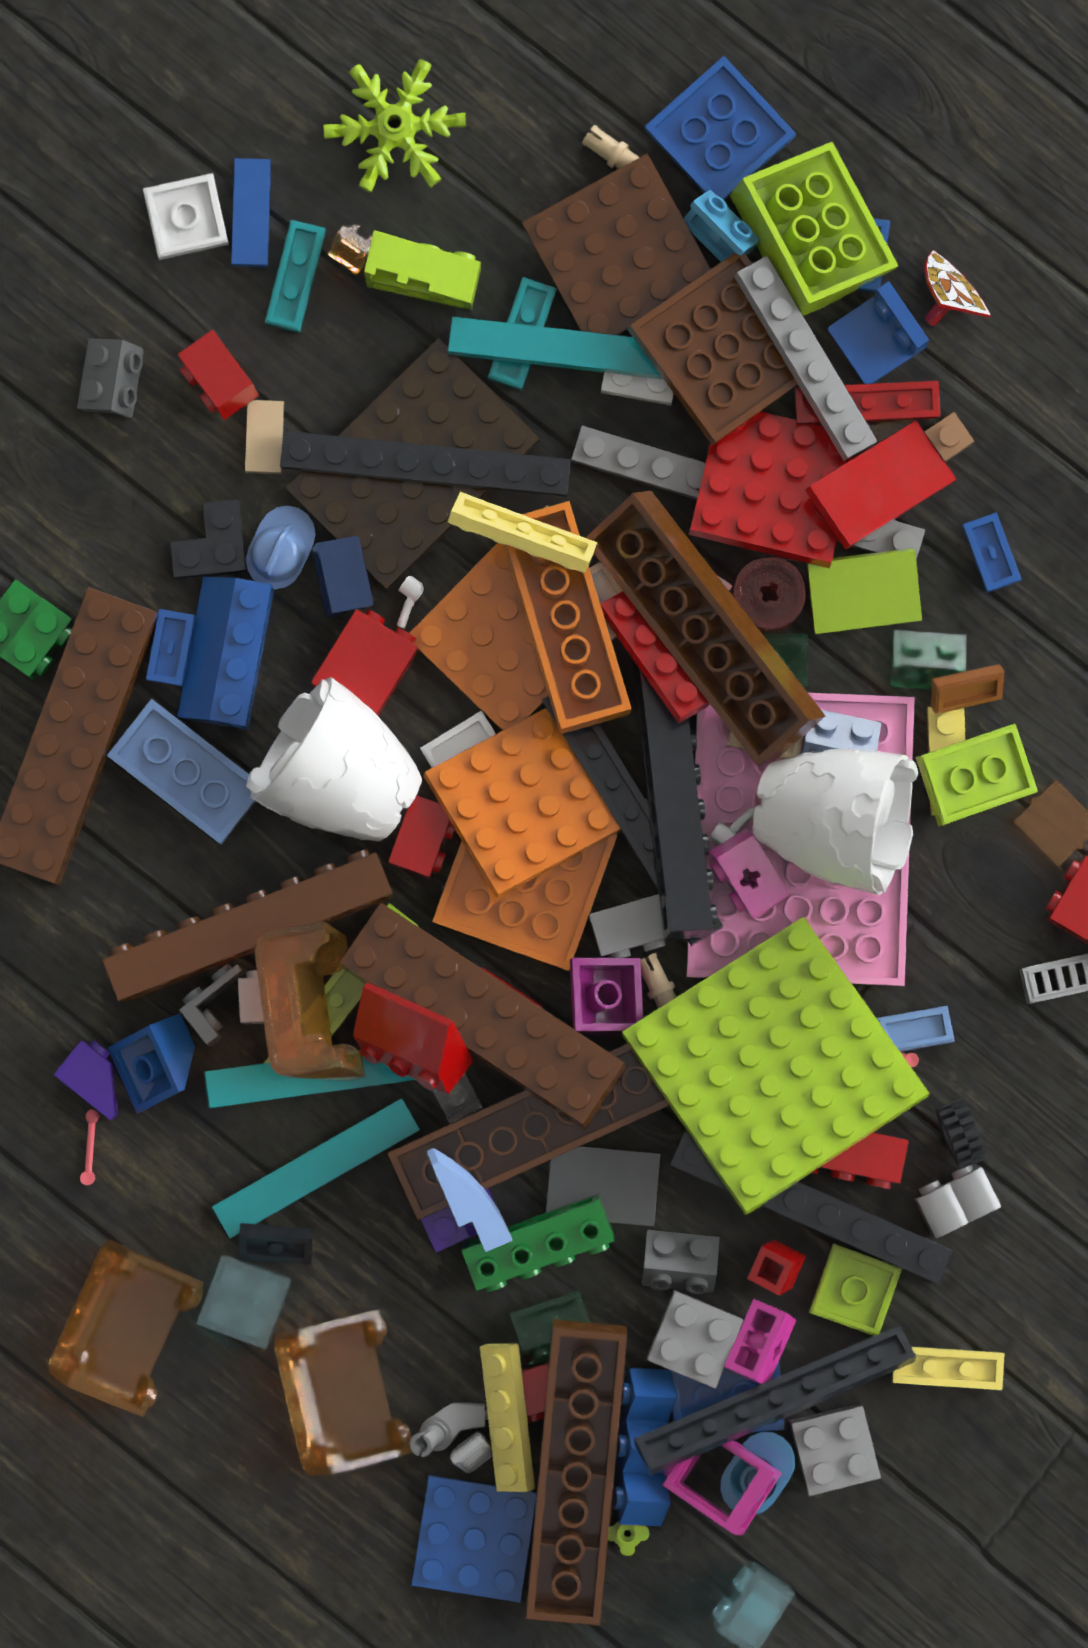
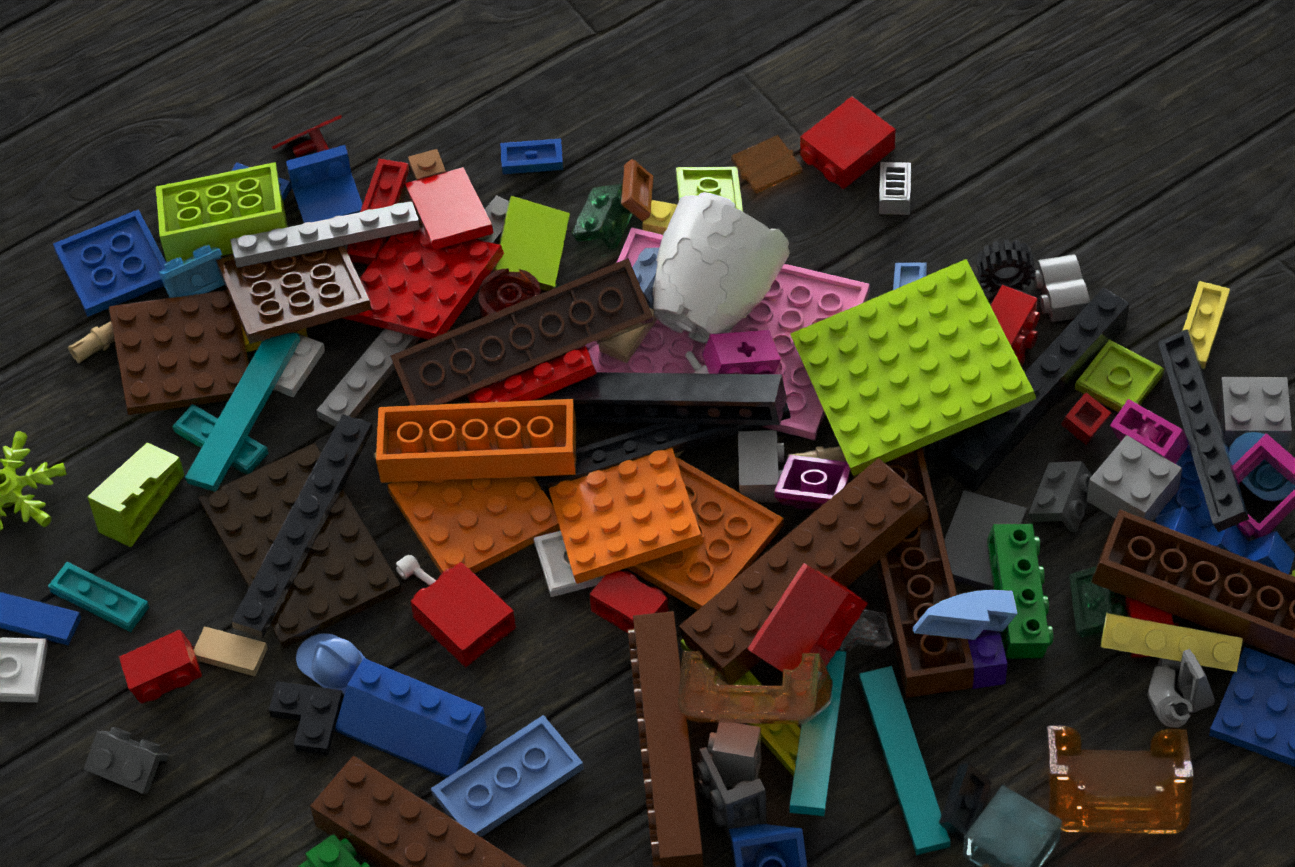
camera: 70 degrees left, 30 degrees down
(171, 647) = (393, 763): blue plate -> none
(336, 767) = (541, 636): white piece -> none
(342, 576) = (376, 615): dark blue panel -> none
(350, 248) = (94, 543): clear orange tile -> none
(522, 532) = (400, 430): light yellow plate -> none

